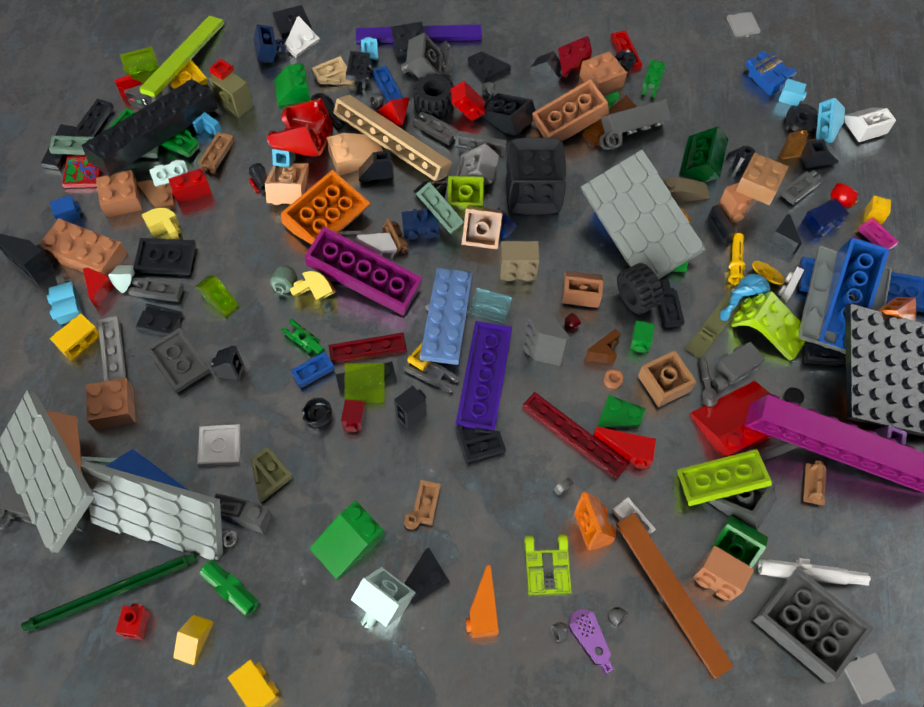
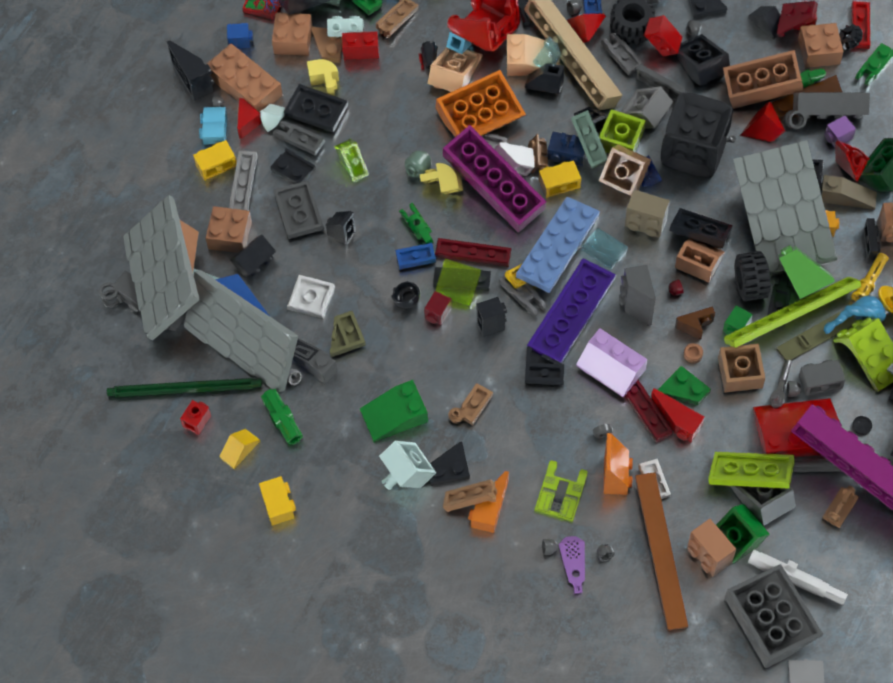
camera: 25 degrees right, 0 degrees up
(145, 422) = (253, 256): none -> black brick
(371, 144) = (549, 54): none -> clear light blue helmet
(424, 253) = (559, 179): none -> yellow brick
(460, 606) = (470, 495): none -> medium nougat hinge
(545, 414) = (612, 362): none -> lavender slope
(572, 259) = (701, 228): none -> black plate
(585, 153) = (764, 125): none -> red slope
(652, 140) = (840, 130): none -> medium lavender brick
(671, 161) = (850, 159): none -> red slope
(685, 271) = (803, 271): none -> bright green slope
(687, 312) = (792, 312): none -> lime tile

